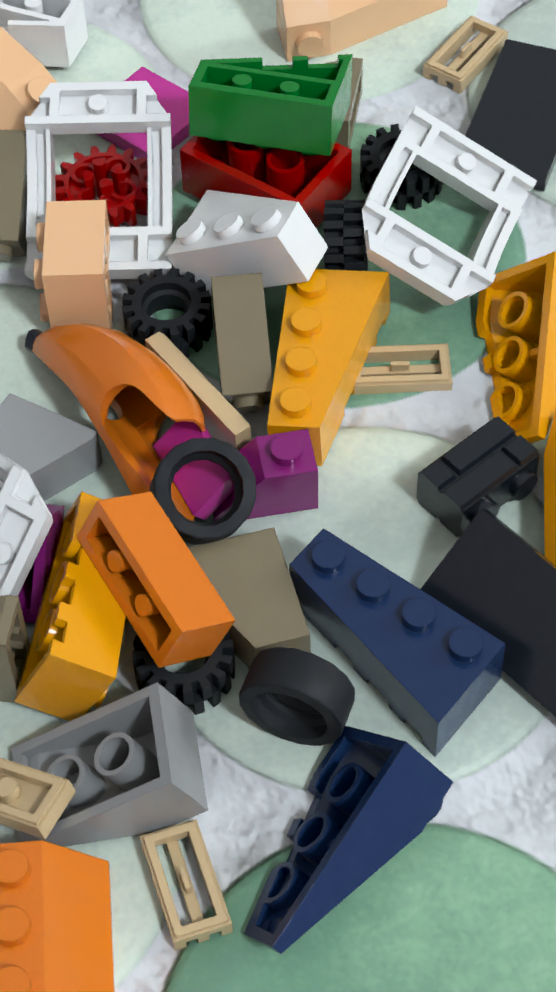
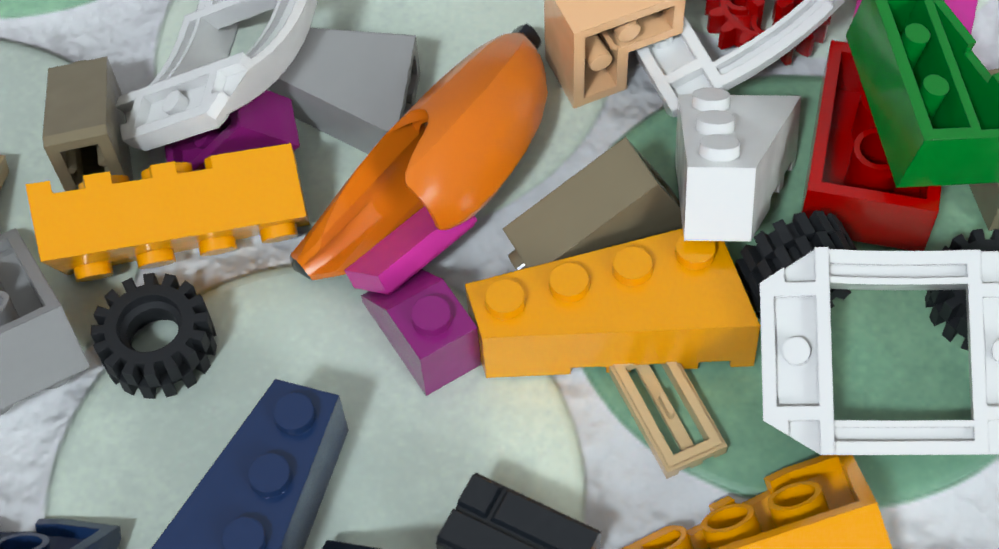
camera: 70 degrees right, 5 degrees up
(155, 578) = (189, 251): orange brick -> none
(169, 293) = (618, 111): black tyre -> none
(219, 415) = (524, 187): tan tile -> none
(232, 462) = (294, 245): black tyre -> none
(257, 591) = (236, 358): dark tan slope -> none
(297, 696) = (112, 455): black tyre -> none

